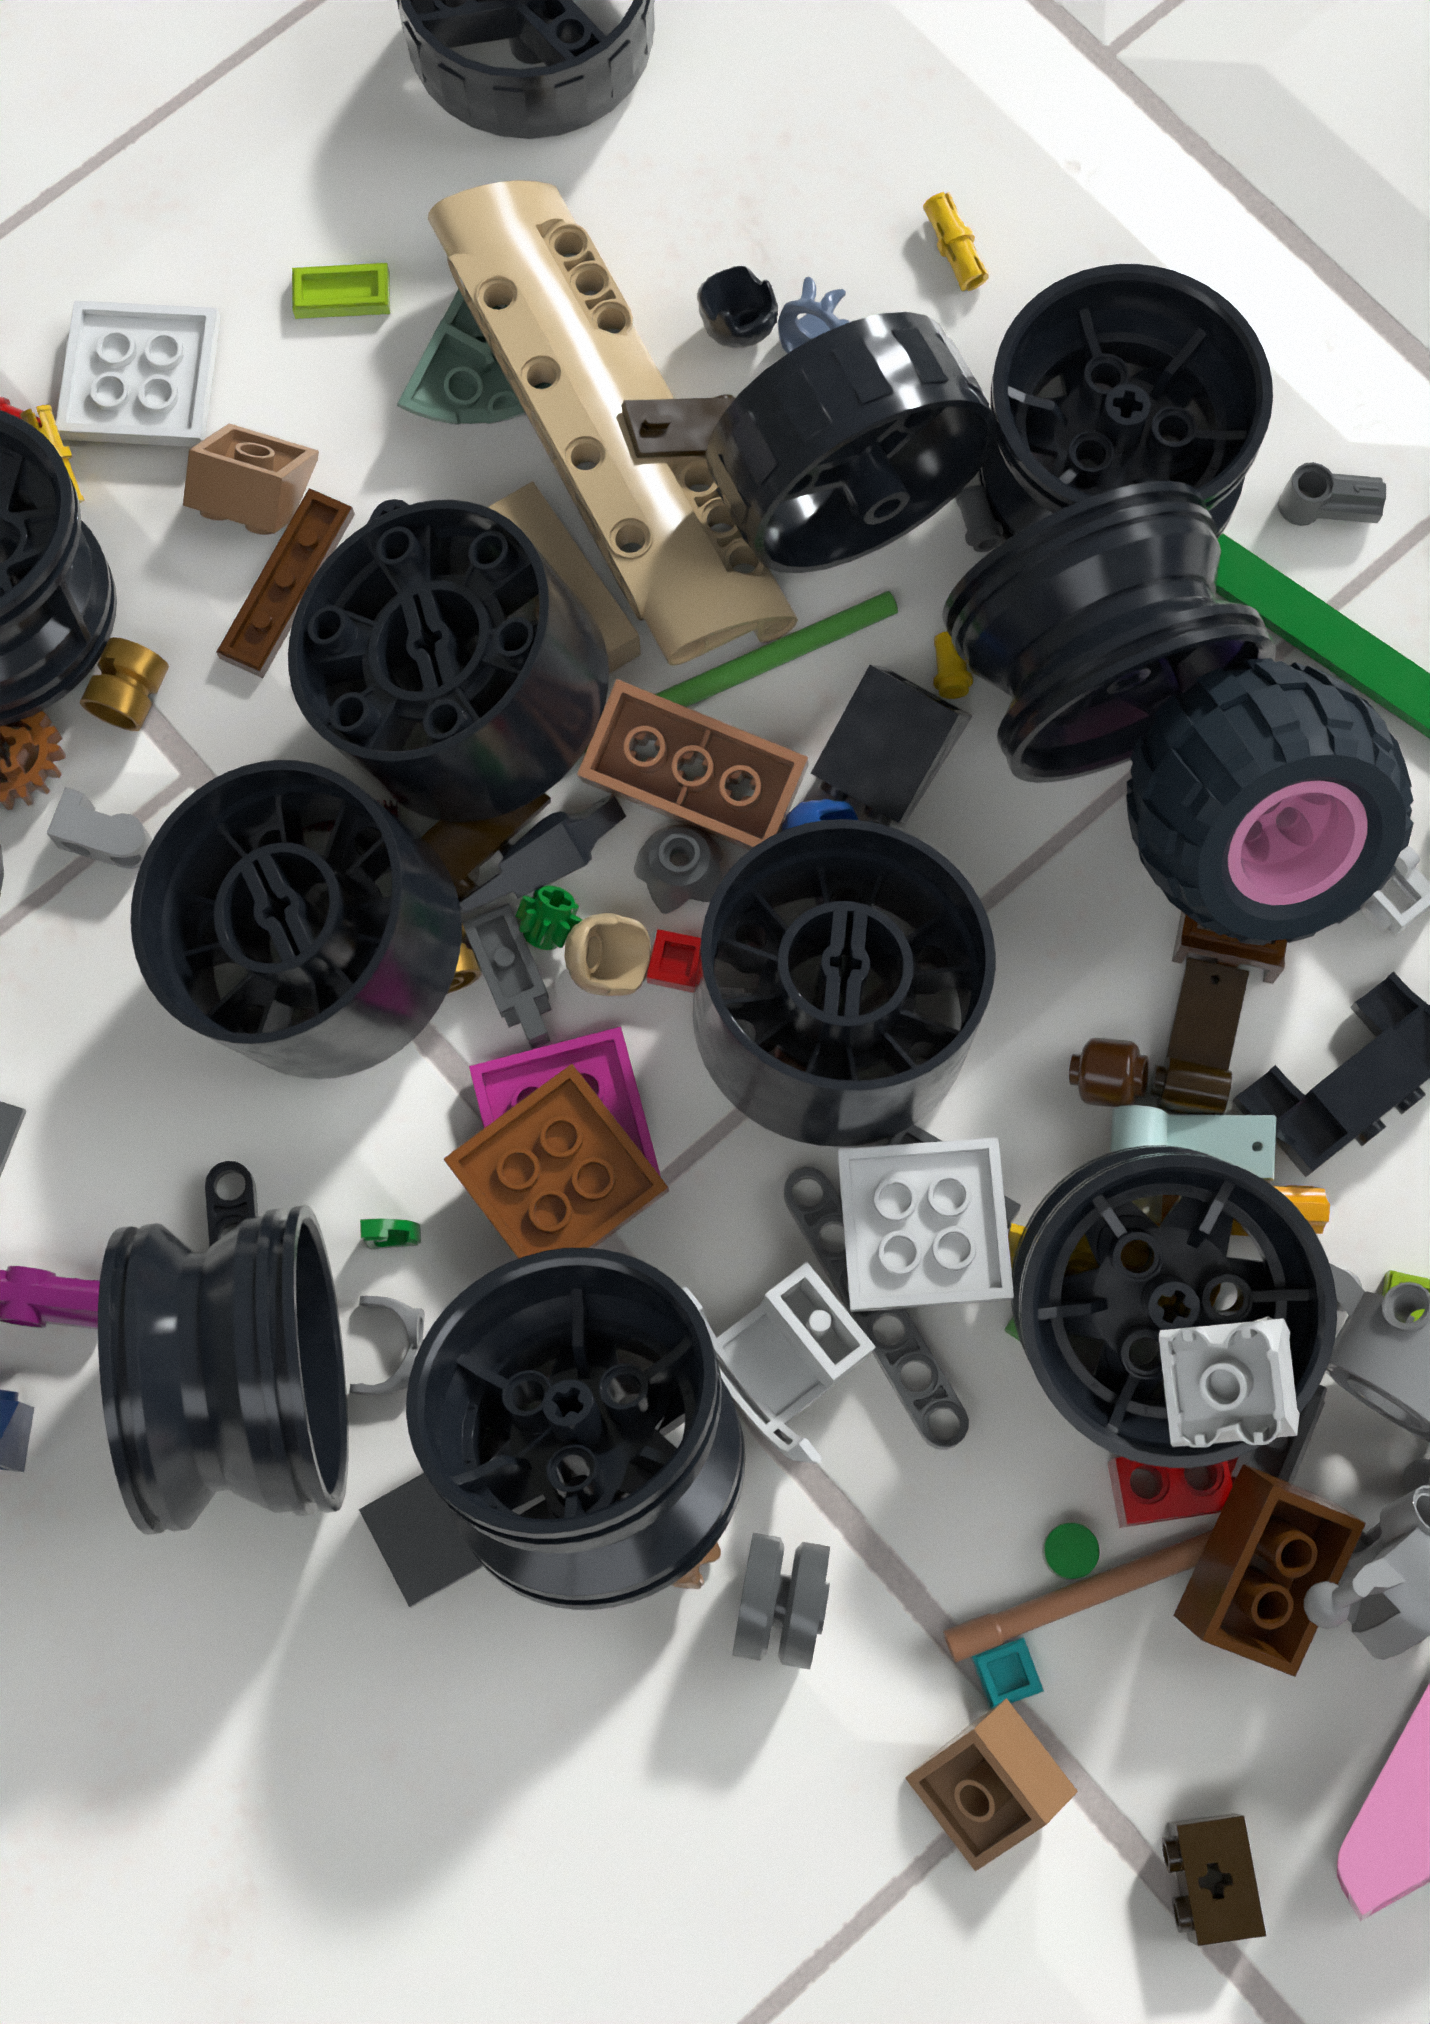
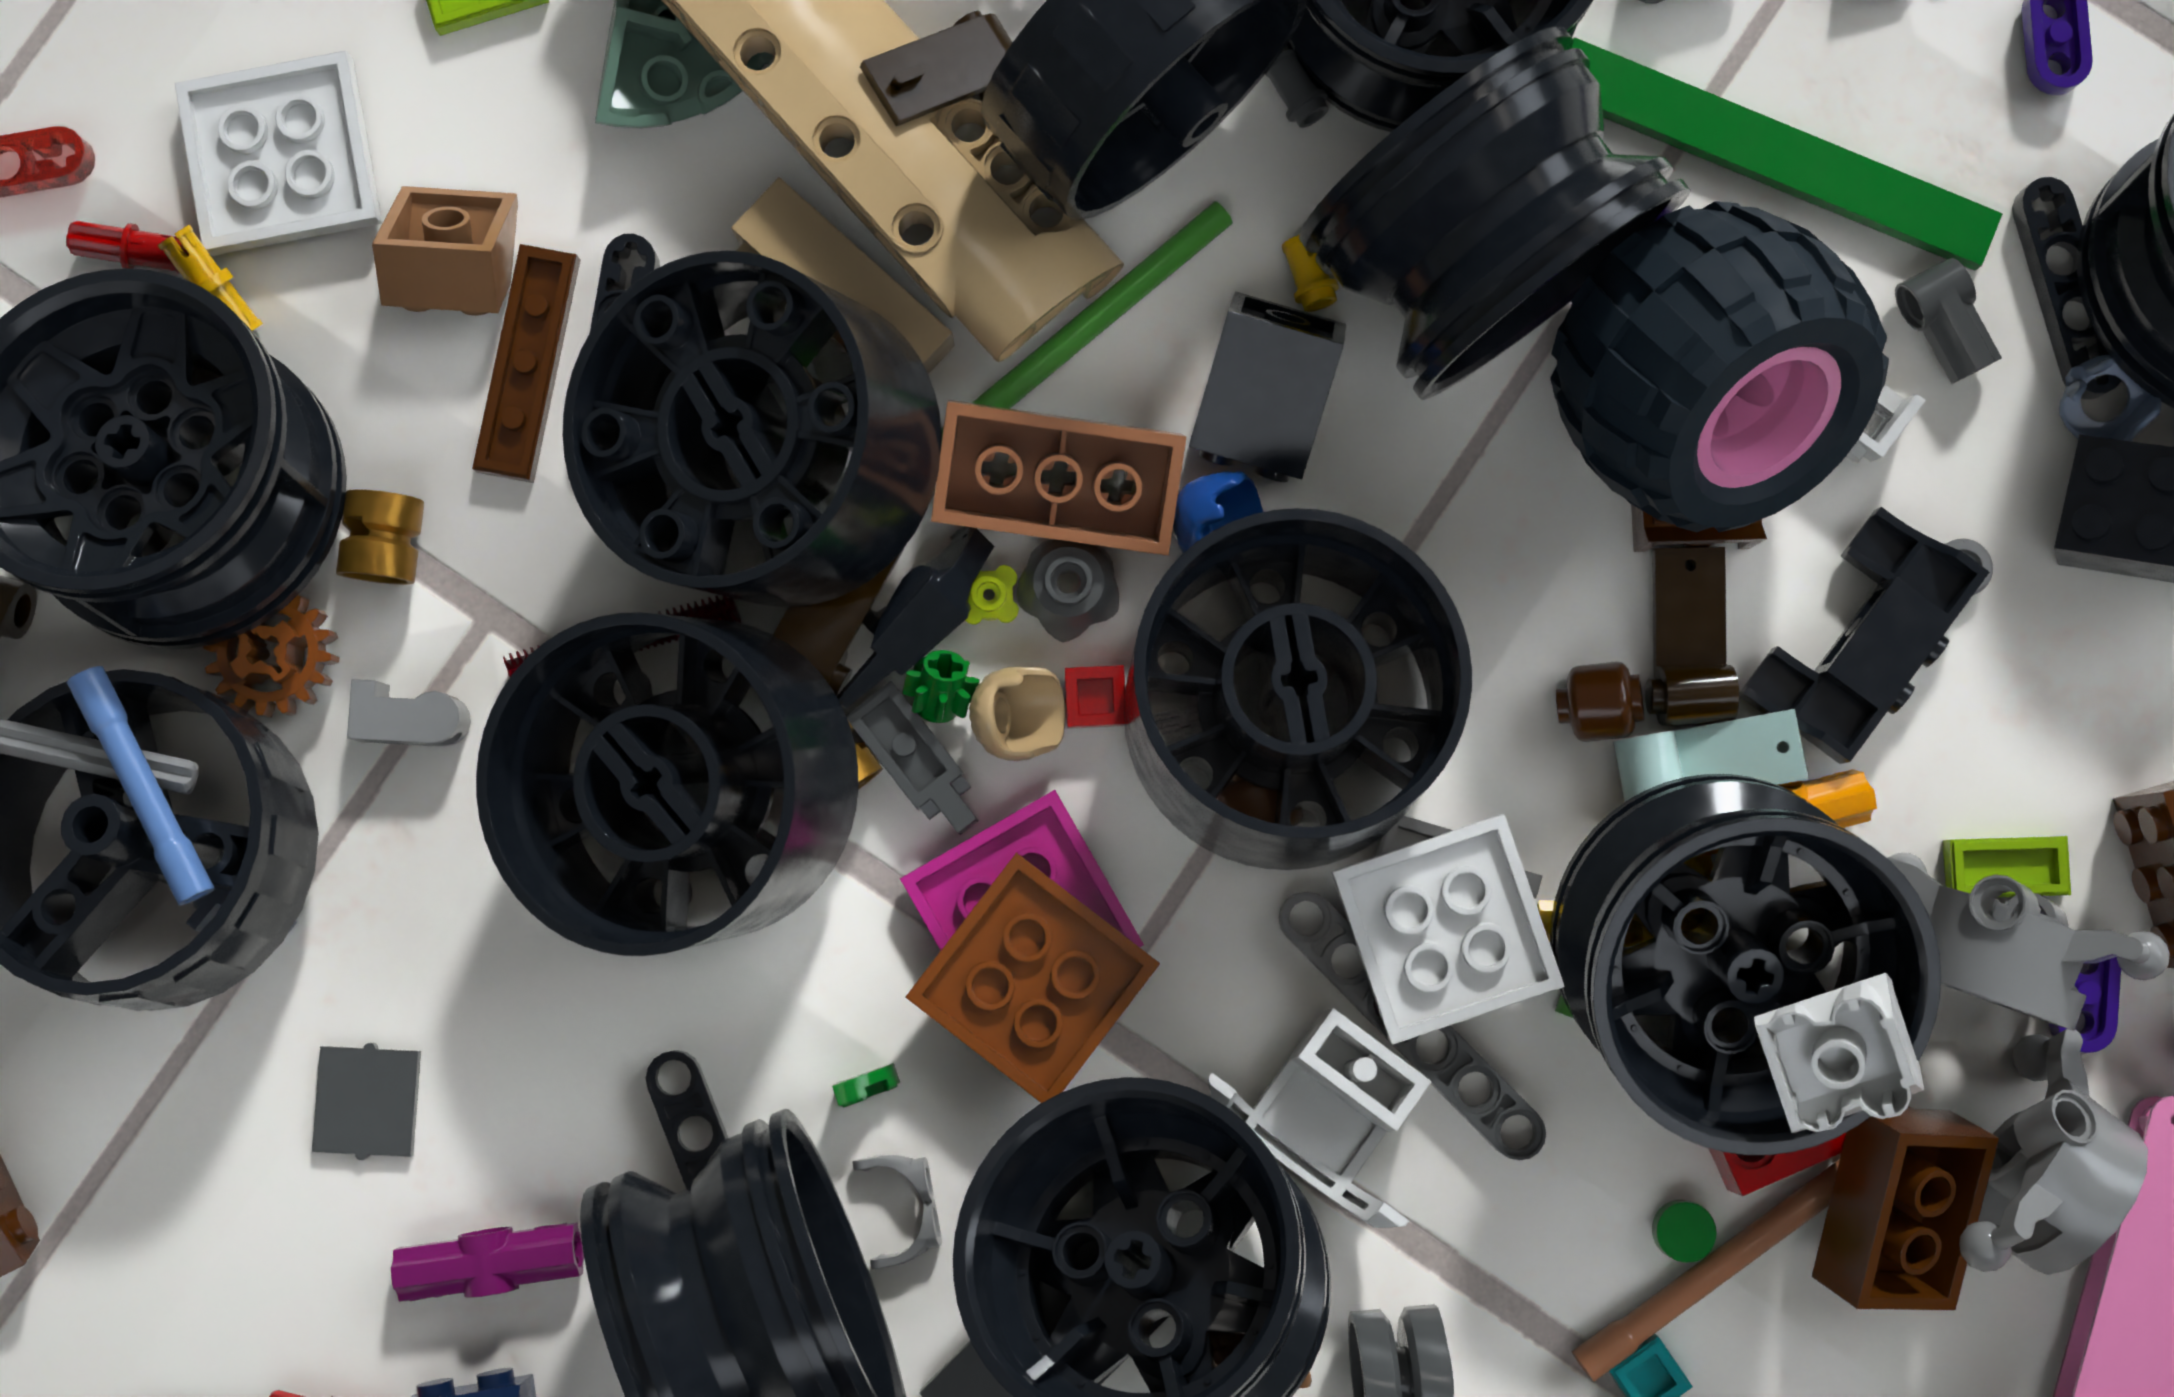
camera: 20 degrees left, 10 degrees up
(618, 869) = (1002, 605): none -> neon yellow plate

